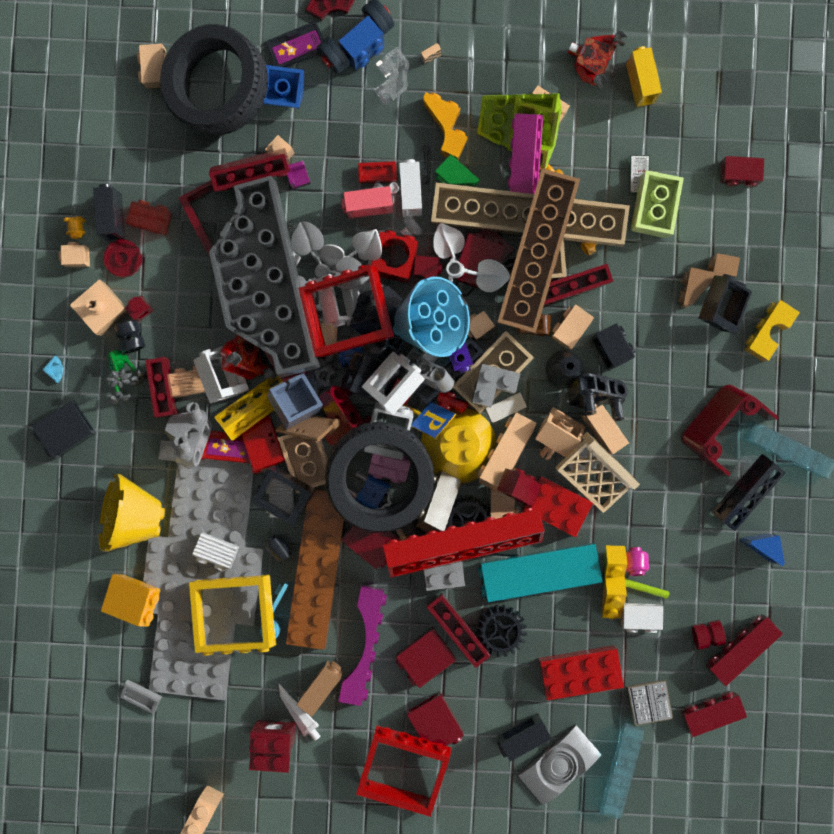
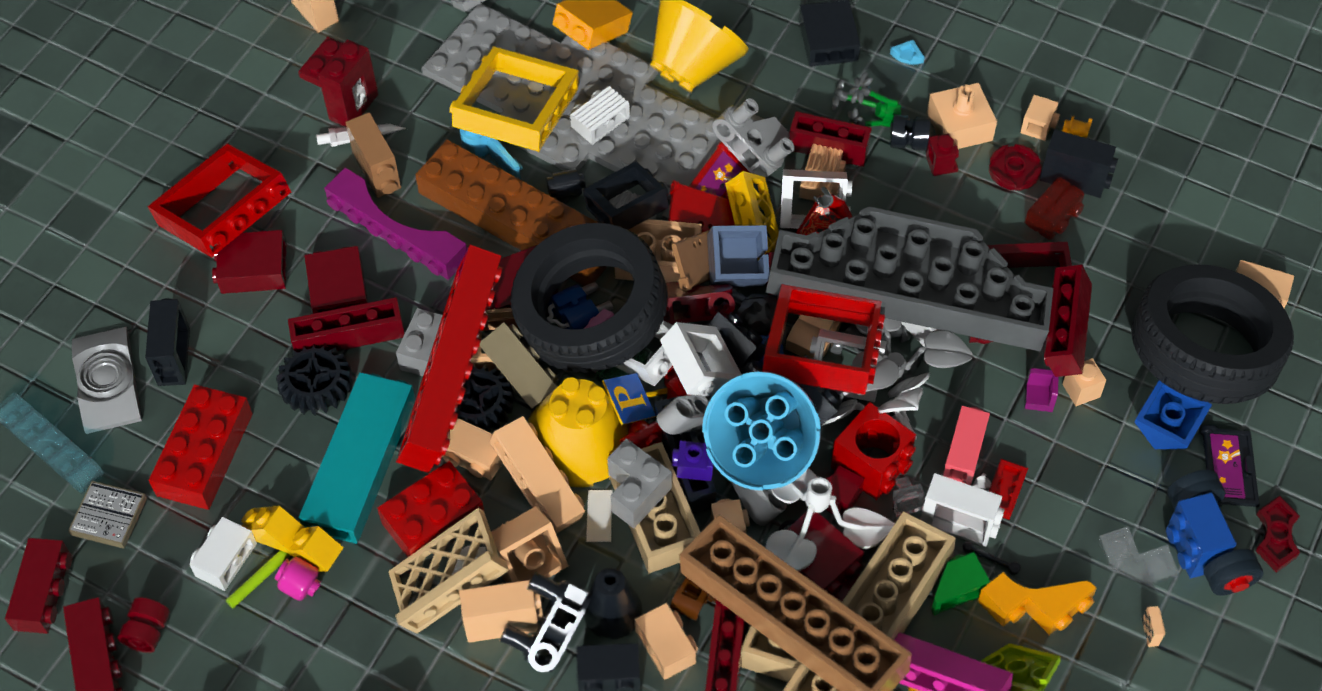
camera: 115 degrees right, 30 degrees down
(519, 486) = (483, 458): dark red brick -> none

